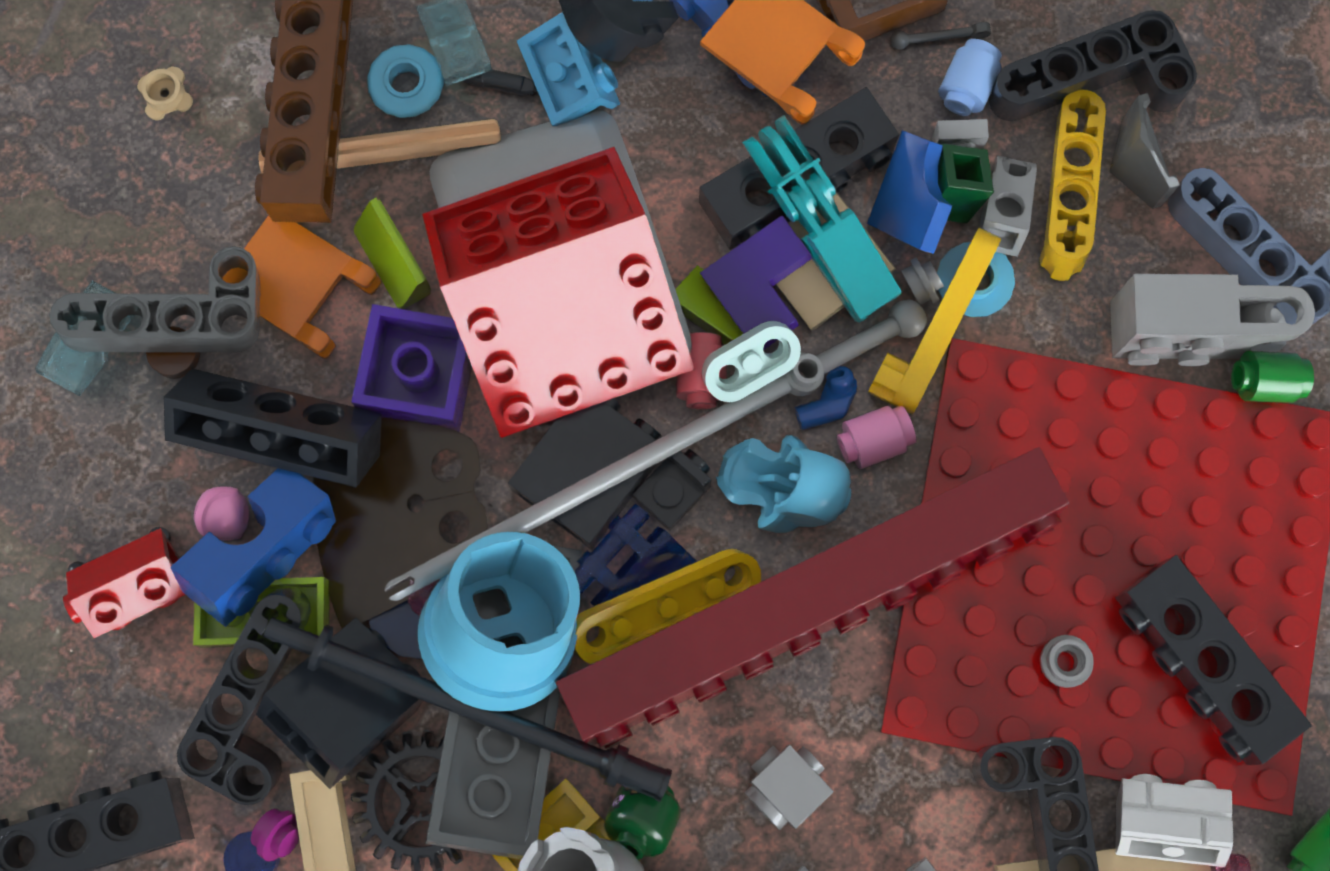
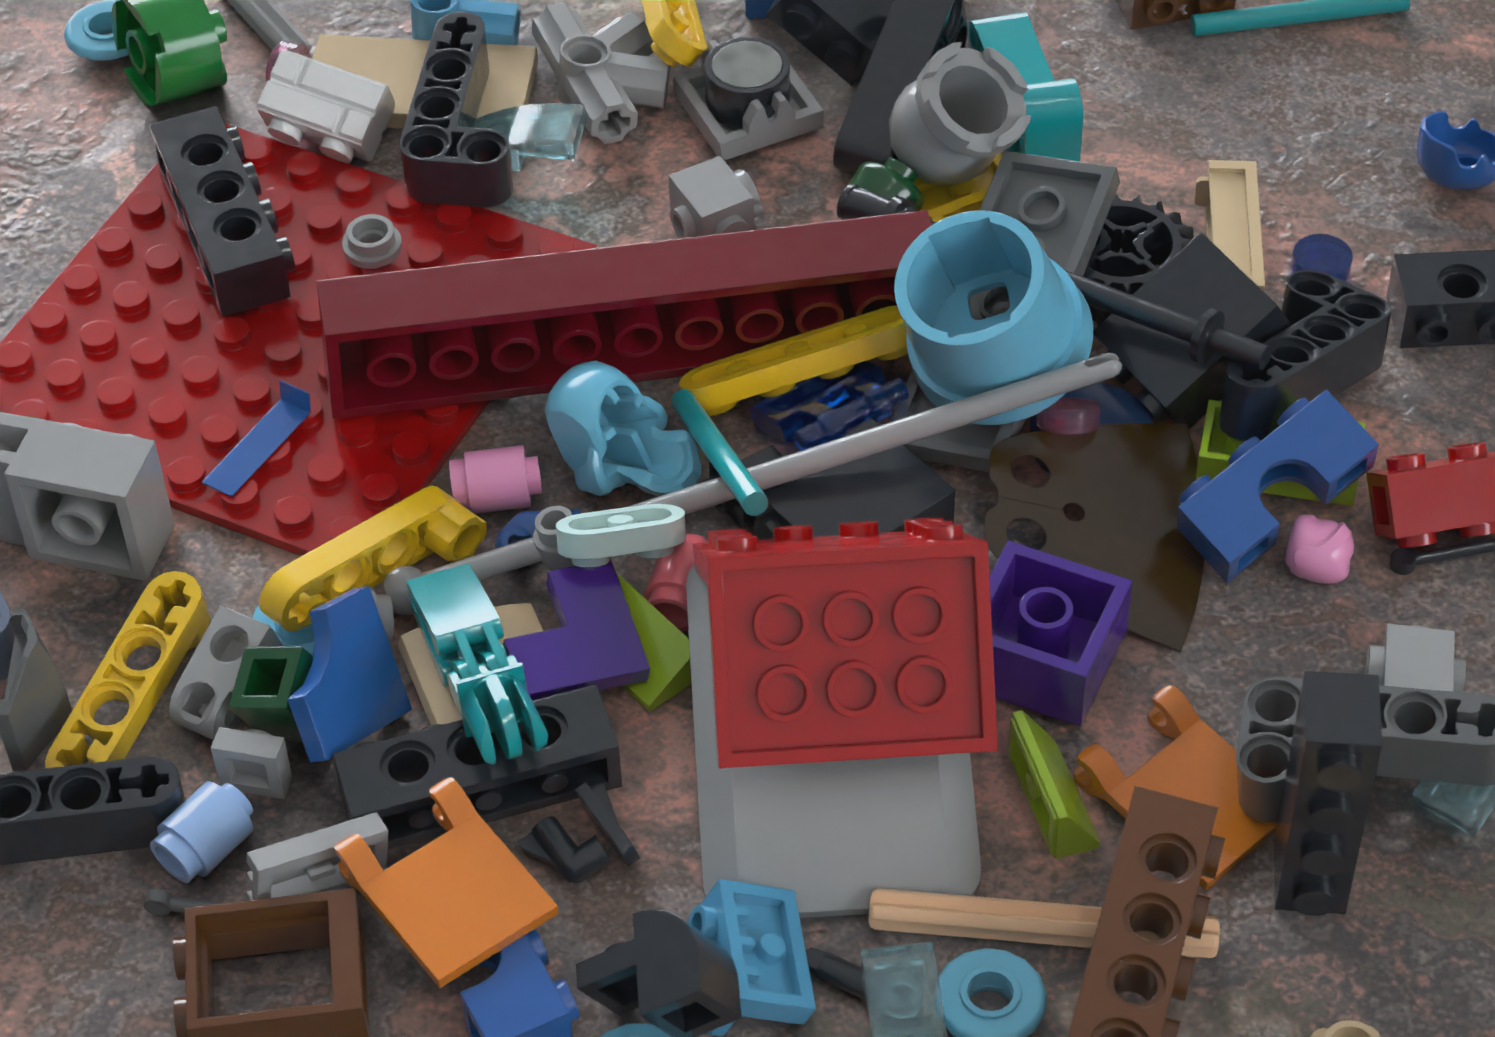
camera: 165 degrees left, 30 degrees down
(135, 405) = (1417, 659): none -> light grey brick
(176, 202) = (1326, 791): none -> black brick
(272, 427) = (1151, 537): black brick -> none
(275, 834) = (1287, 249): magenta plate -> none
(691, 145) = (574, 863): none -> black piece
(699, 462) = (719, 453): none -> teal bar
(880, 56) = (310, 860): none -> light grey tile
(982, 836) = (538, 130): none -> clear light blue slope
(1075, 427) = (261, 440): none -> blue piece

